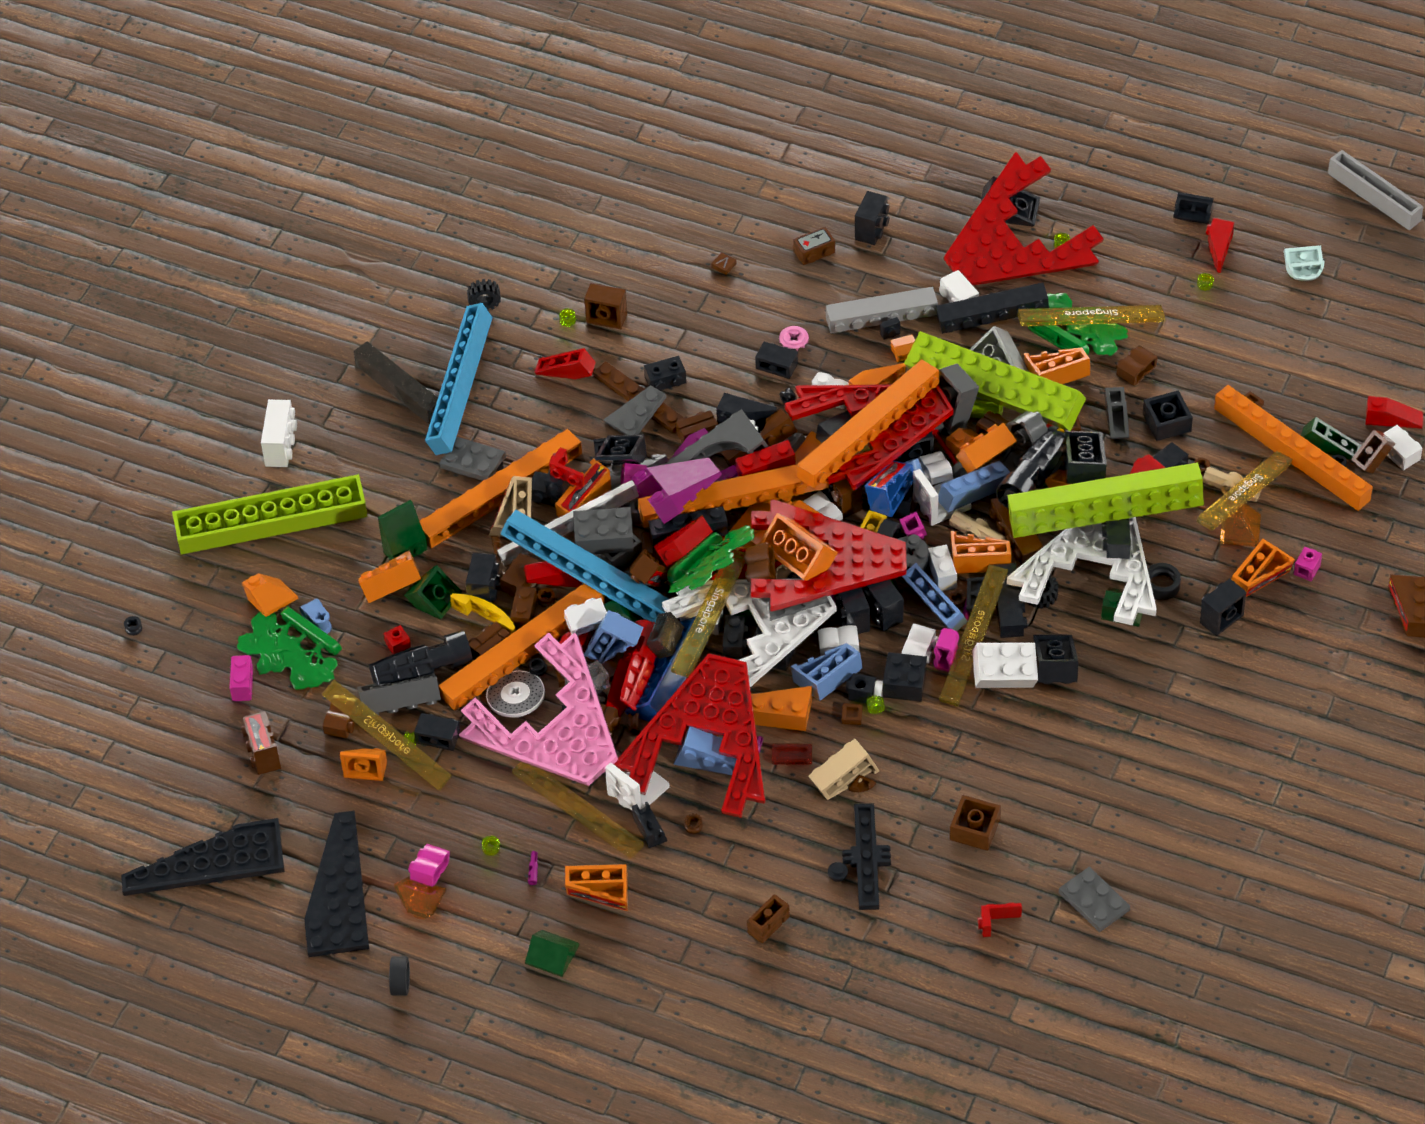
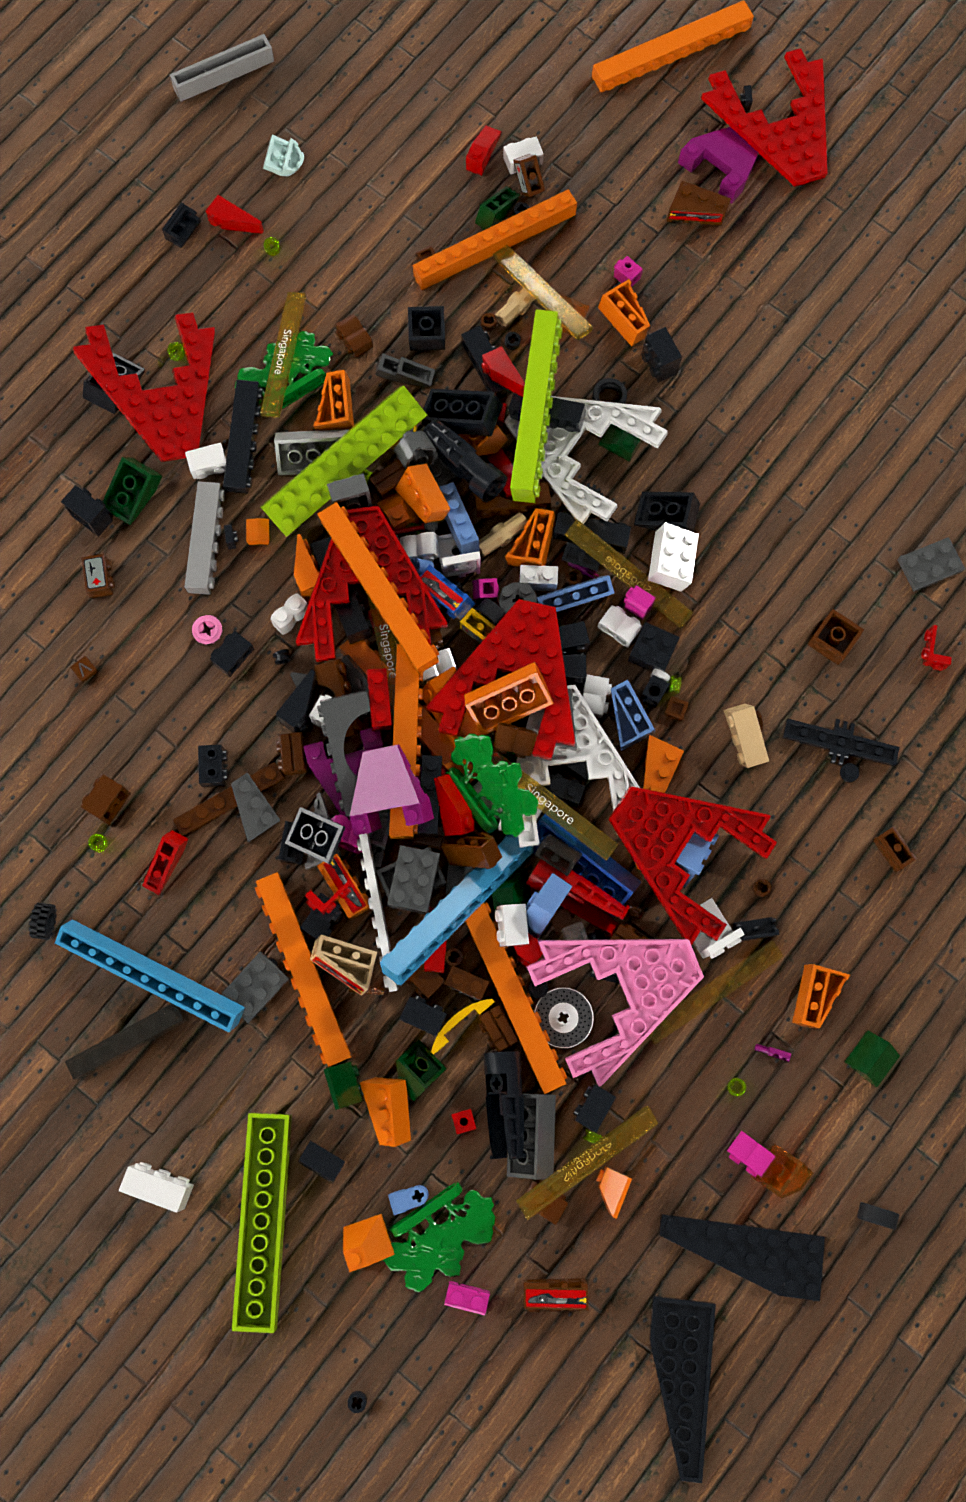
camera: 80 degrees left, 25 degrees up
(331, 545) = (321, 1162): none -> black hinge
(791, 754) = (706, 775): clear red tile -> none
(909, 245) = (130, 489): none -> dark green slope

